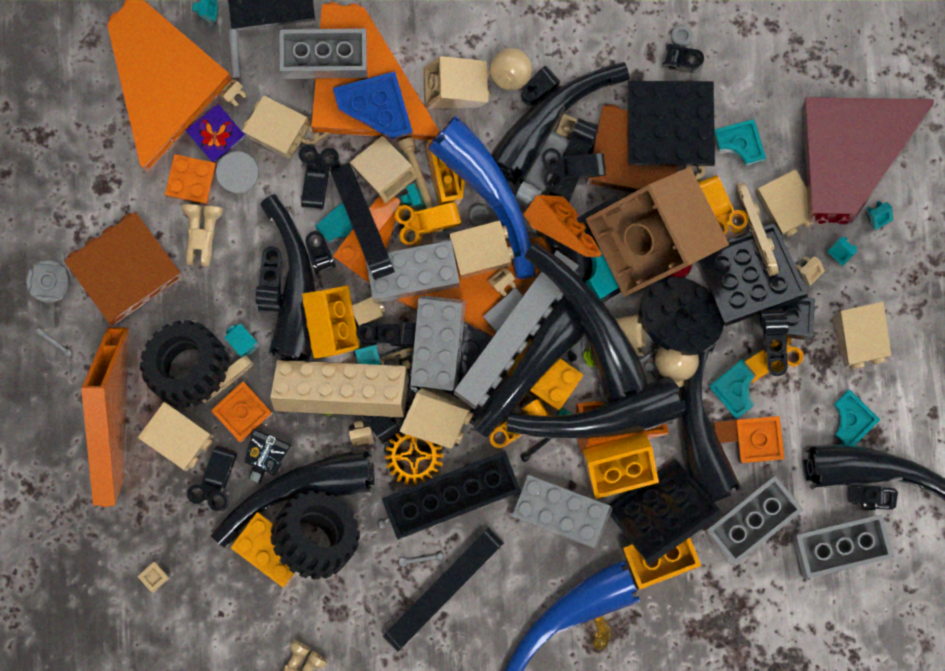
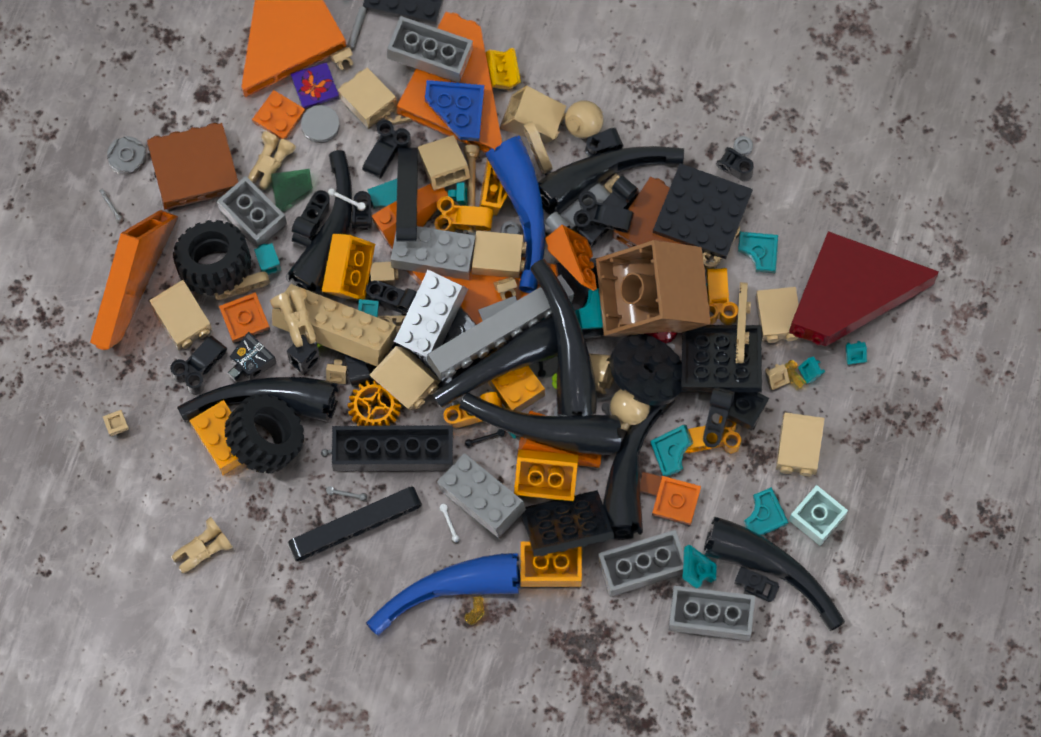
camera: 20 degrees right, 10 degrees down
(205, 296) = (252, 212): none -> light grey brick
(233, 253) = (290, 186): none -> clear green wing
(304, 404) = (298, 321): none -> tan piece
(317, 248) = (361, 206): none -> white hinge
(320, 430) = (303, 357): none -> black brick
(405, 44) = (503, 69): none -> yellow bracket
(475, 117) = (537, 147): none -> tan beam
(527, 537) = (443, 508): none -> white hinge
(812, 506) = (697, 567): none -> teal tile
(827, 263) = (793, 375): none -> clear yellow arm
(910, 402) = (818, 515): none -> light aqua brick

